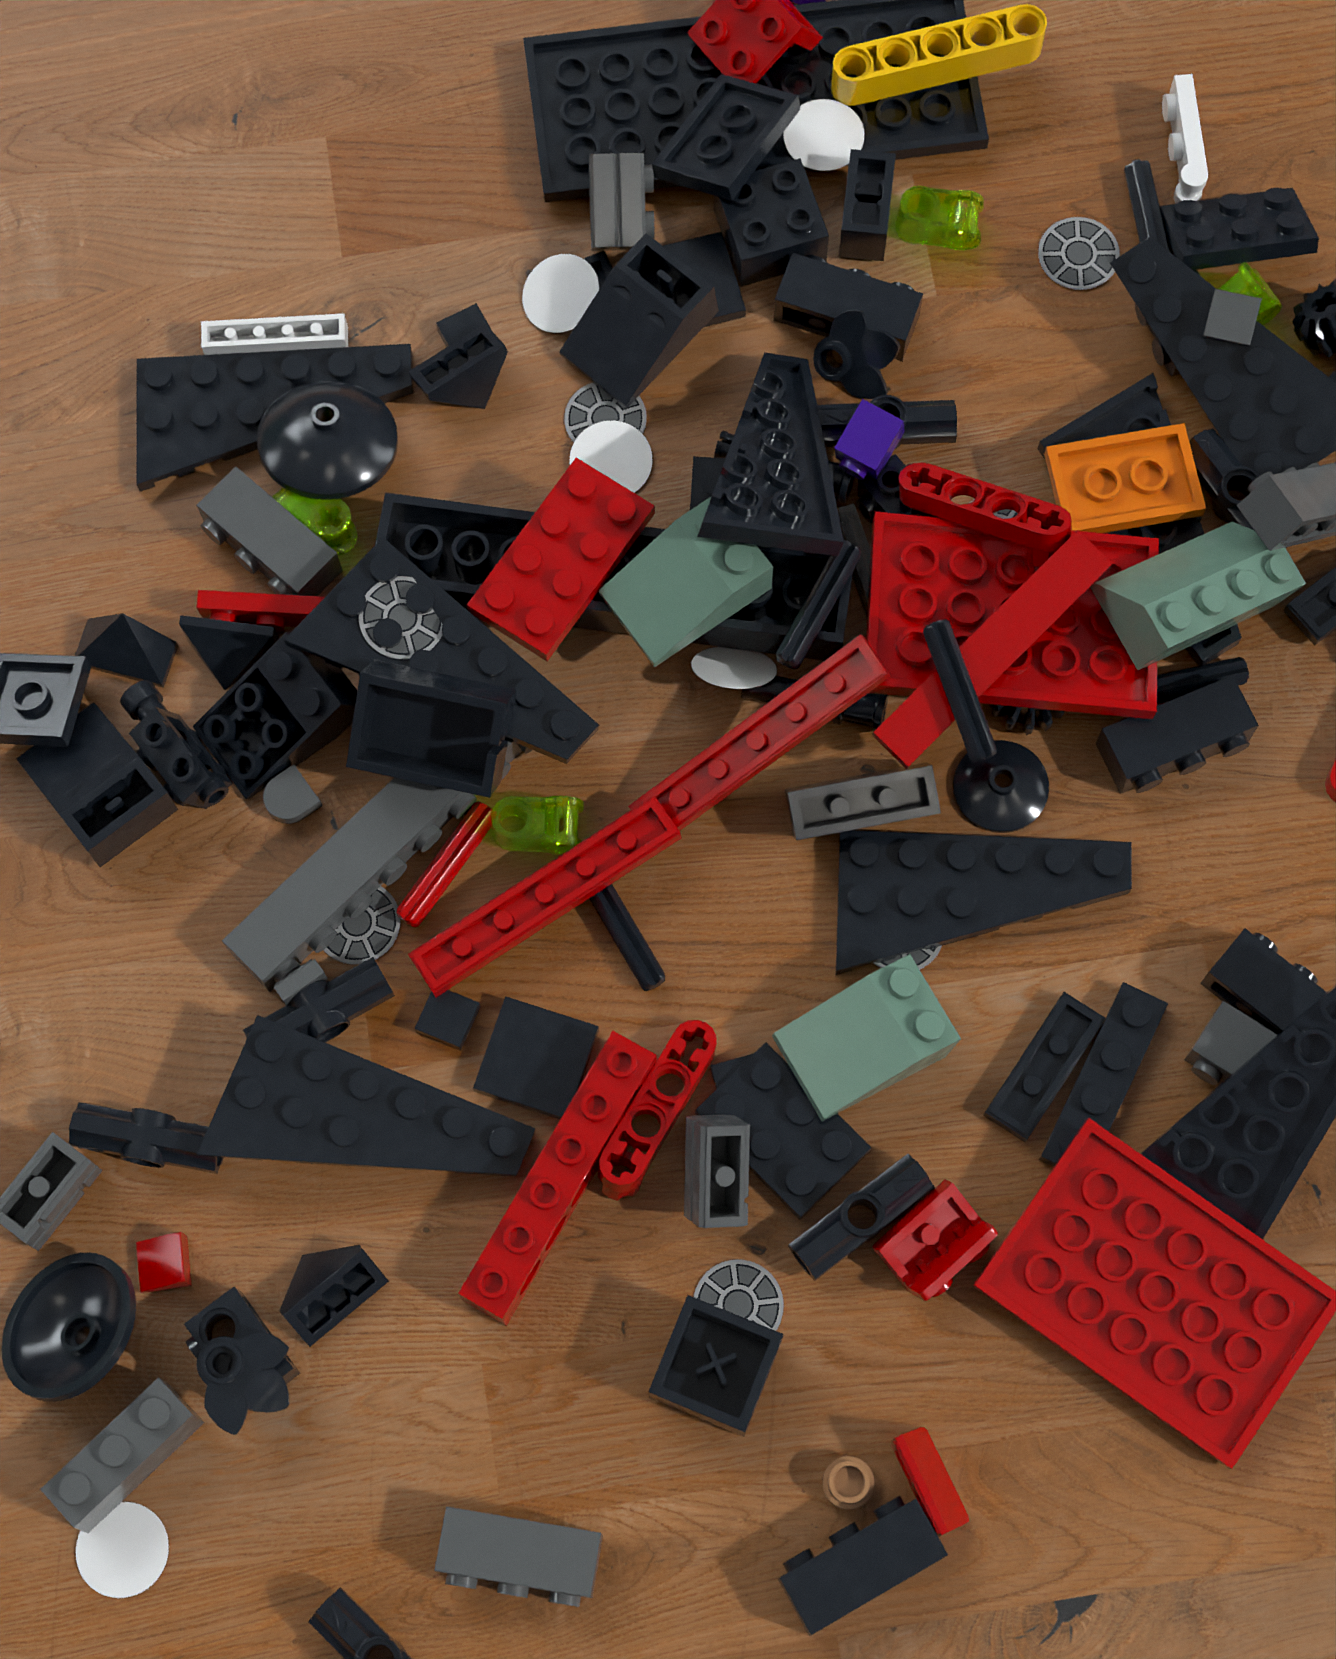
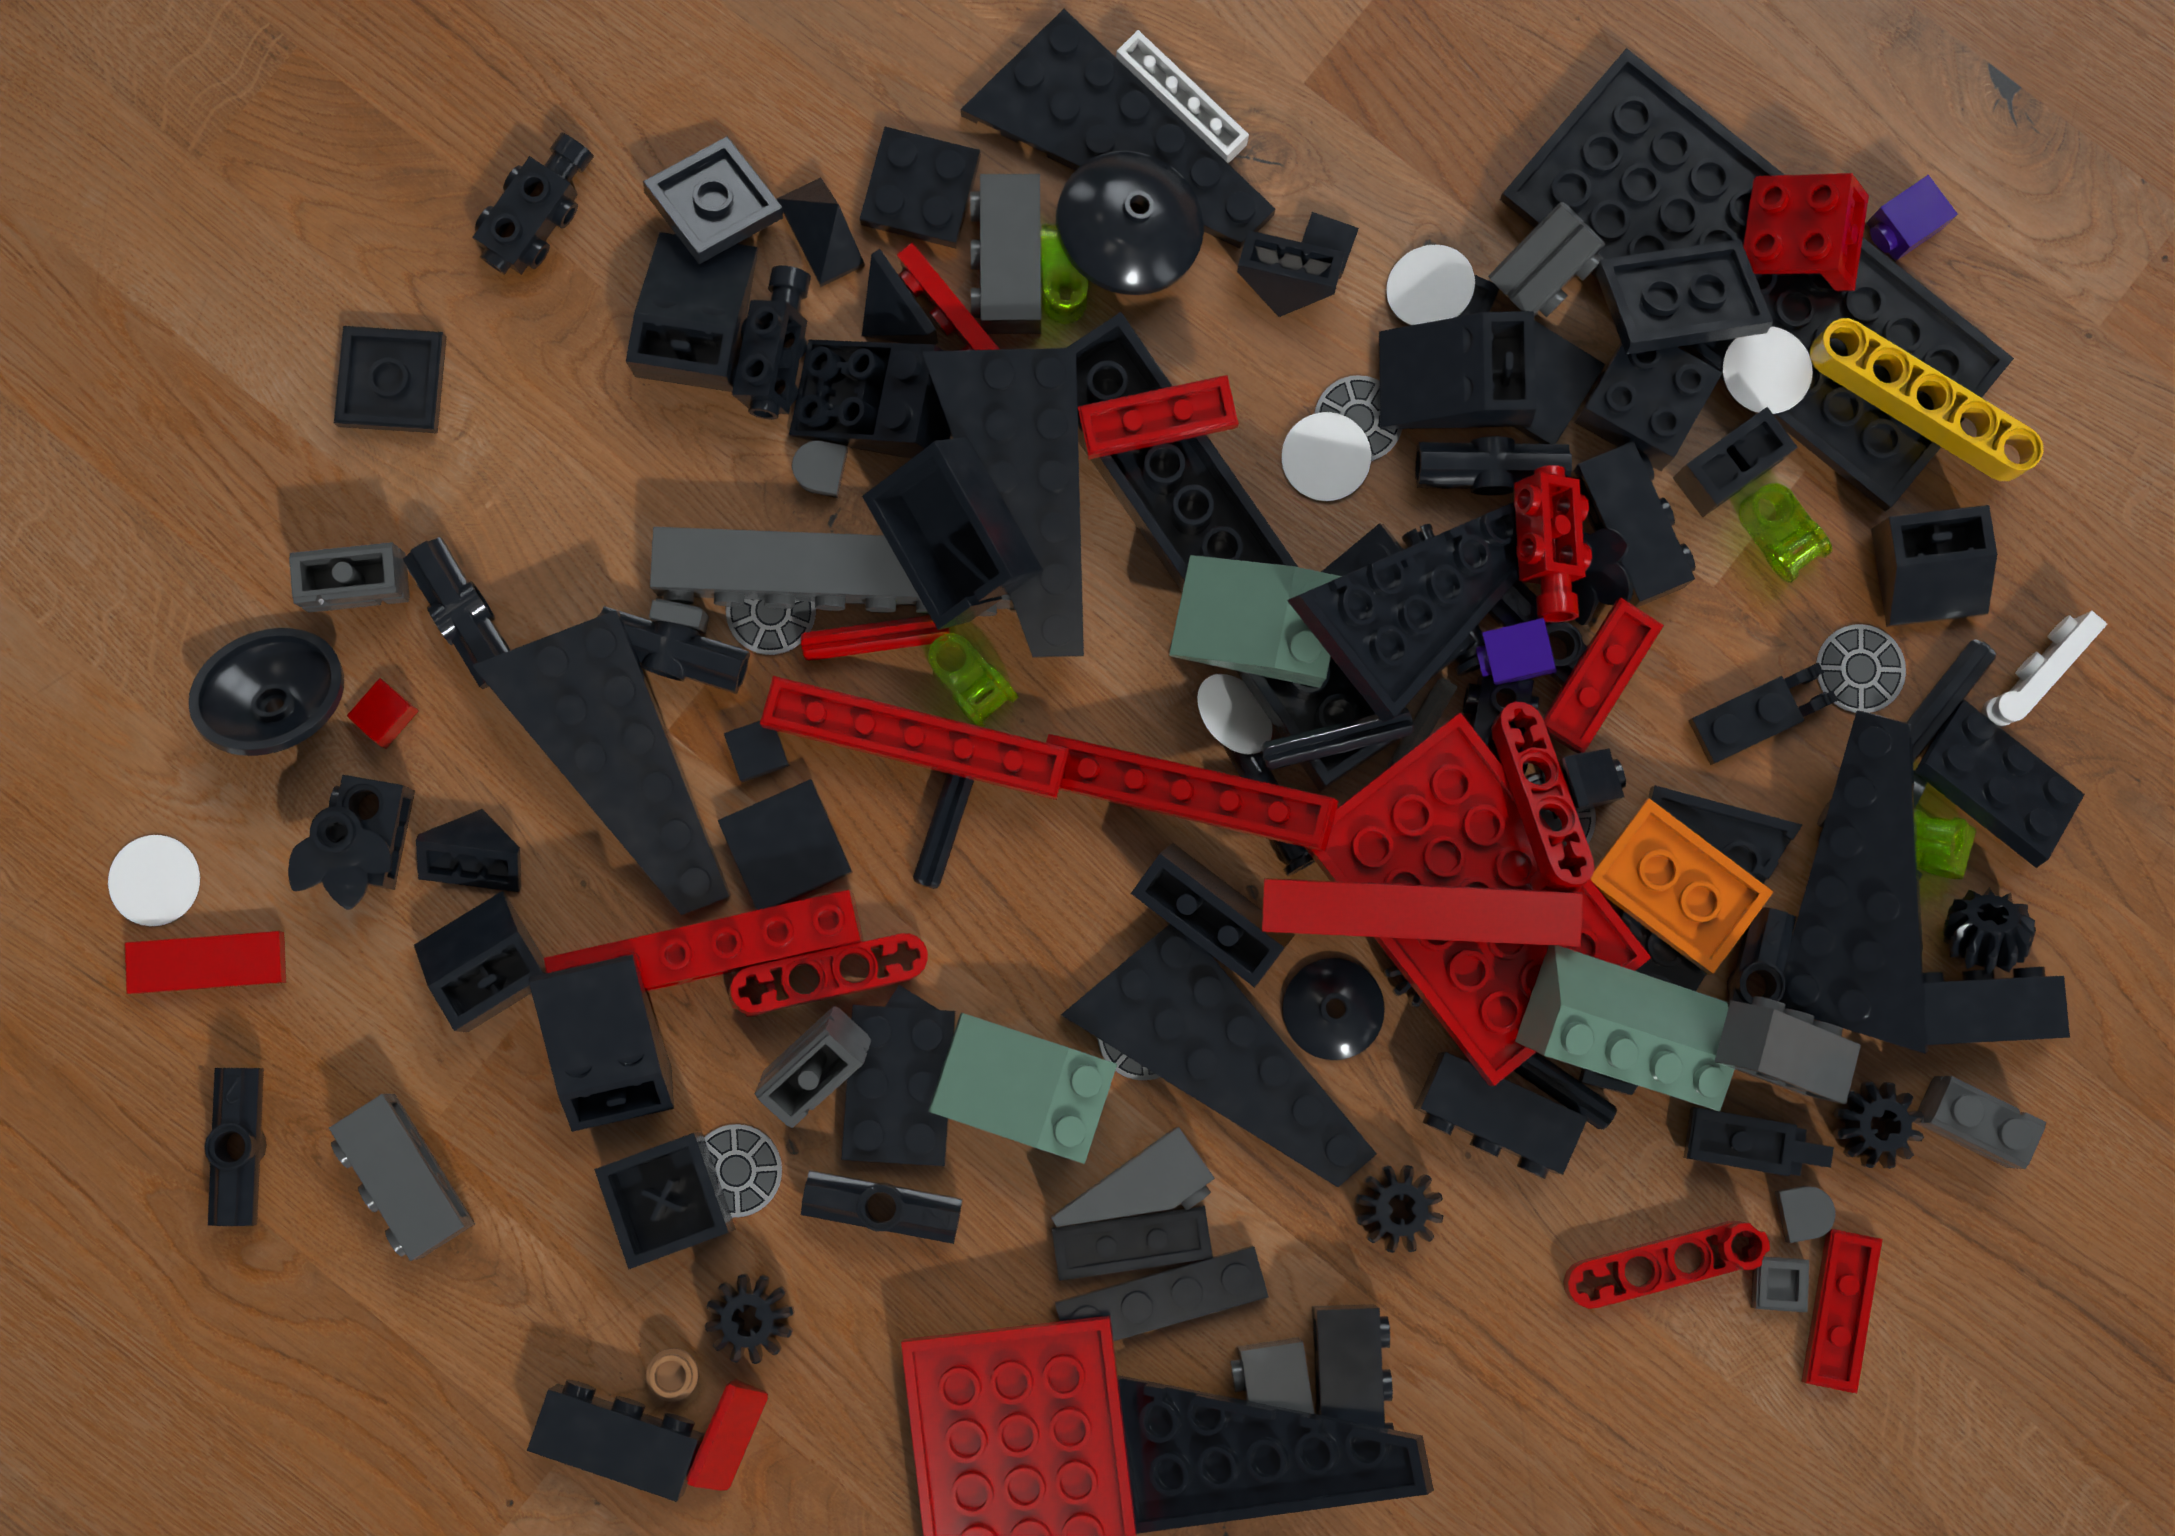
camera: 40 degrees right, 10 degrees up
(122, 1456) = (212, 819): dark grey brick -> none
(162, 559) = (920, 187): none -> black plate
(220, 1563) = (205, 962): none -> red tile
(389, 601) = (1025, 401): sticker -> none
(417, 1348) = (480, 963): none -> black slope
(482, 529) = (1157, 417): none -> red tile
(560, 1303) = (603, 1043): none -> black slope
(561, 559) = (1190, 501): red plate -> none
(722, 358) = (1485, 464): none -> black piece
(809, 356) = (1552, 539): none -> red brick
(862, 1368) = (733, 1326): none -> black gear
(933, 404) = (1601, 676): none -> red tile
(935, 1242) = (912, 1281): red bracket -> none
(959, 690) = (1358, 918): black axle -> none
(999, 468) = (1592, 779): none -> black slope
(1014, 1005) = (1149, 1182): none -> dark grey slope
(1050, 341) = (1756, 715): none -> black hinge
(1053, 144) = (1935, 565): none -> black slope
(1173, 870) = (1416, 1206): none -> black gear
(1232, 317) = (1898, 854): dark grey tile -> none

